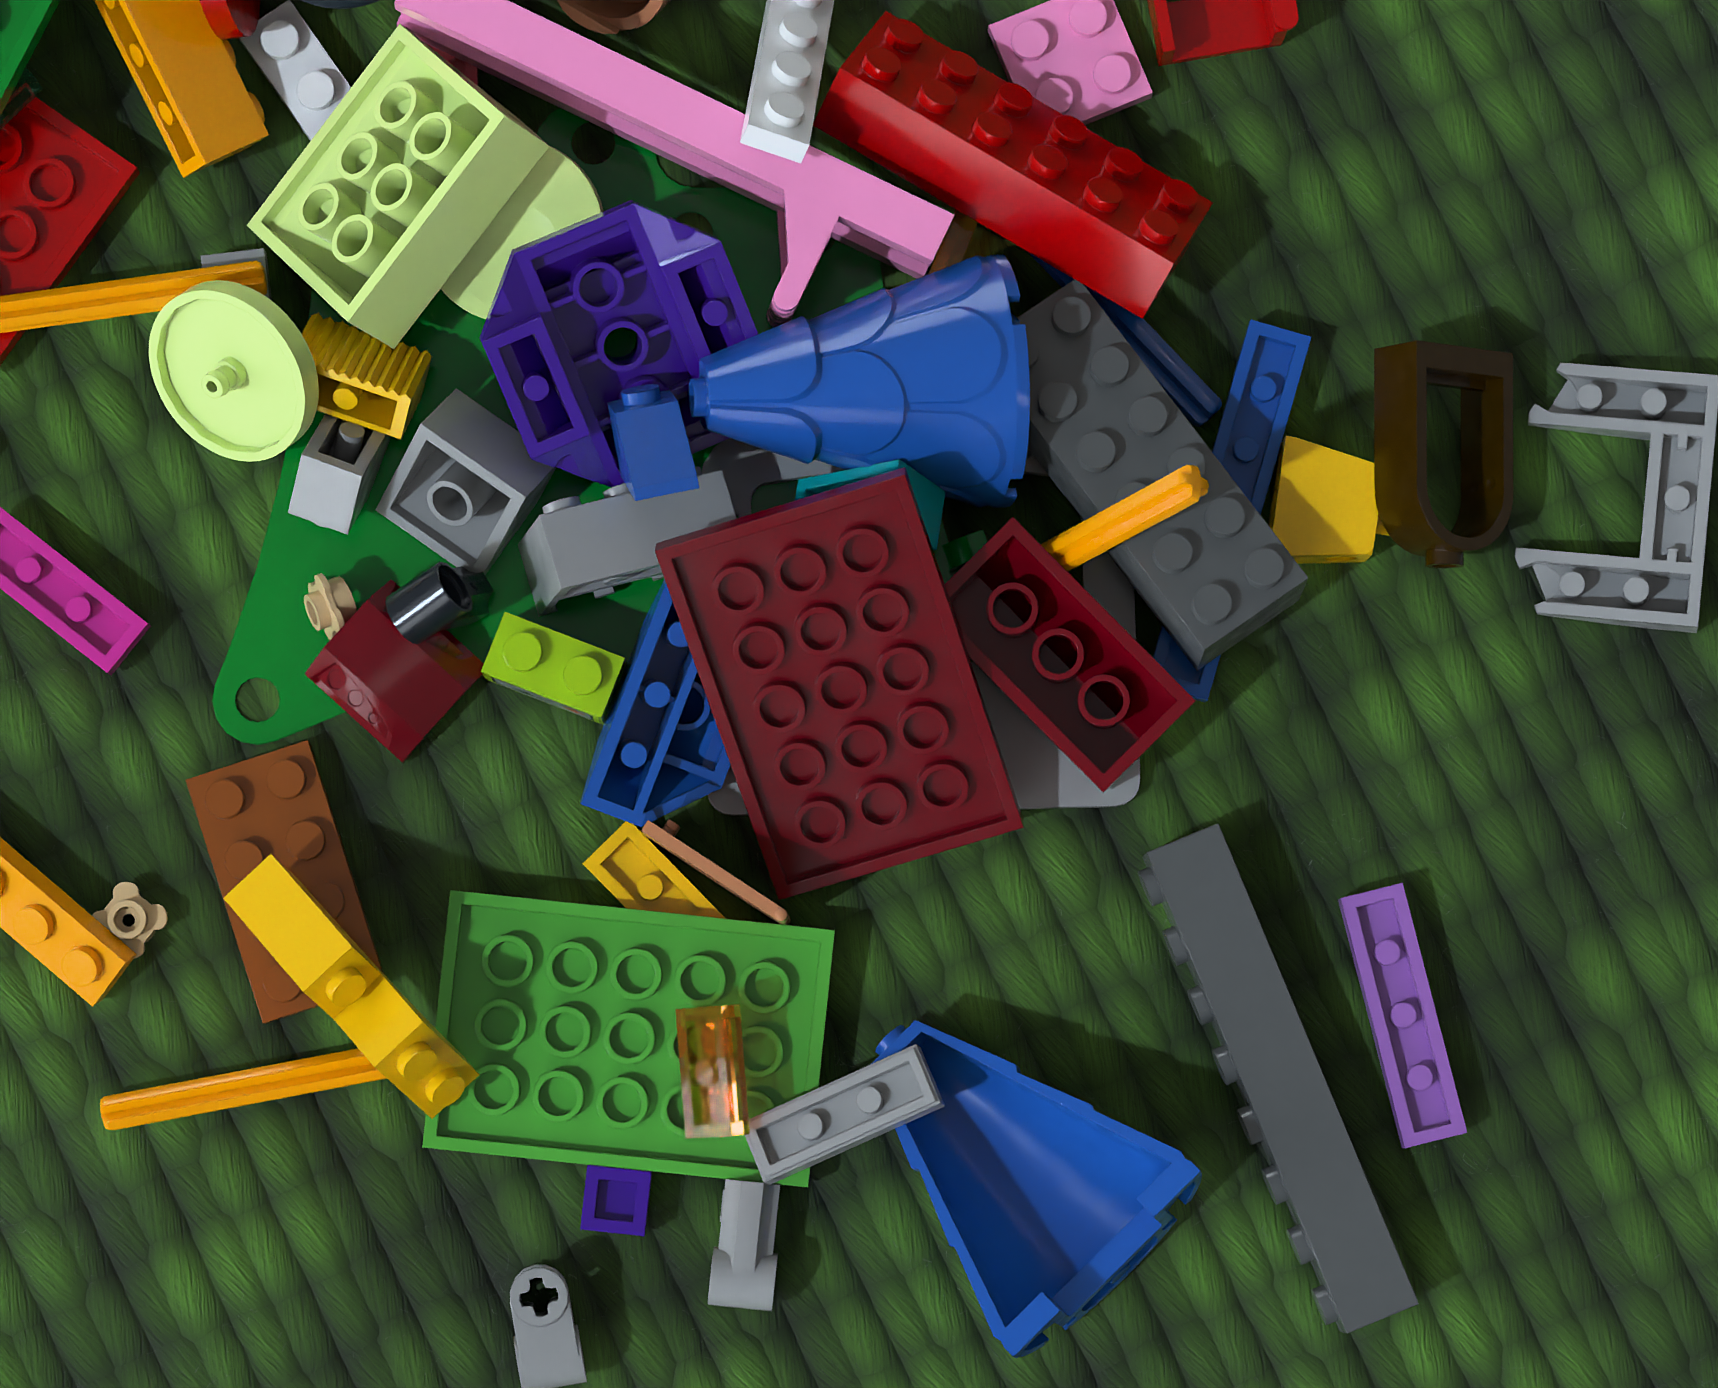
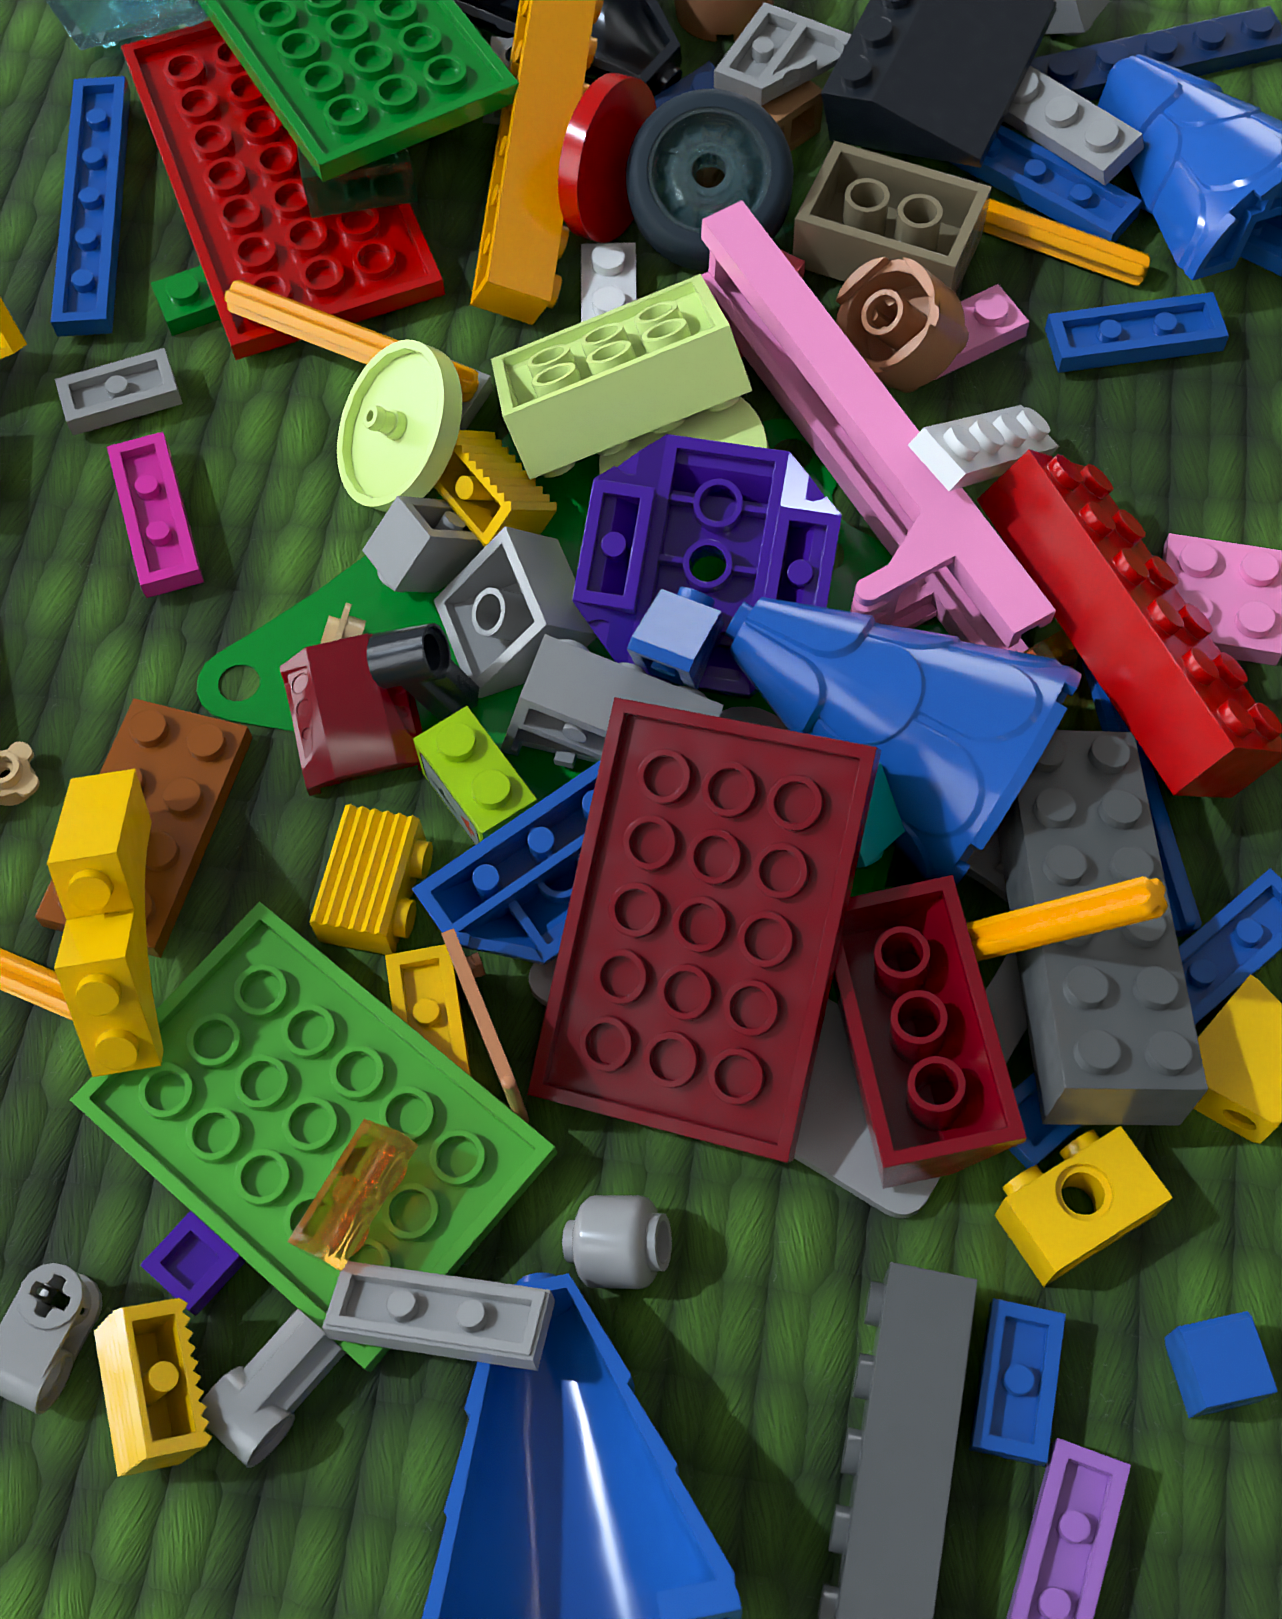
camera: 45 degrees right, 20 degrees down
(523, 807) = (371, 880): none -> yellow brick
(663, 1306) = (150, 1386): none -> yellow brick
(930, 968) = (618, 1242): none -> light grey head
(1285, 679) = (1058, 1239): none -> yellow brick
(1288, 873) = (1017, 1382): none -> blue plate
(1425, 765) = (1219, 1364): none -> blue piece

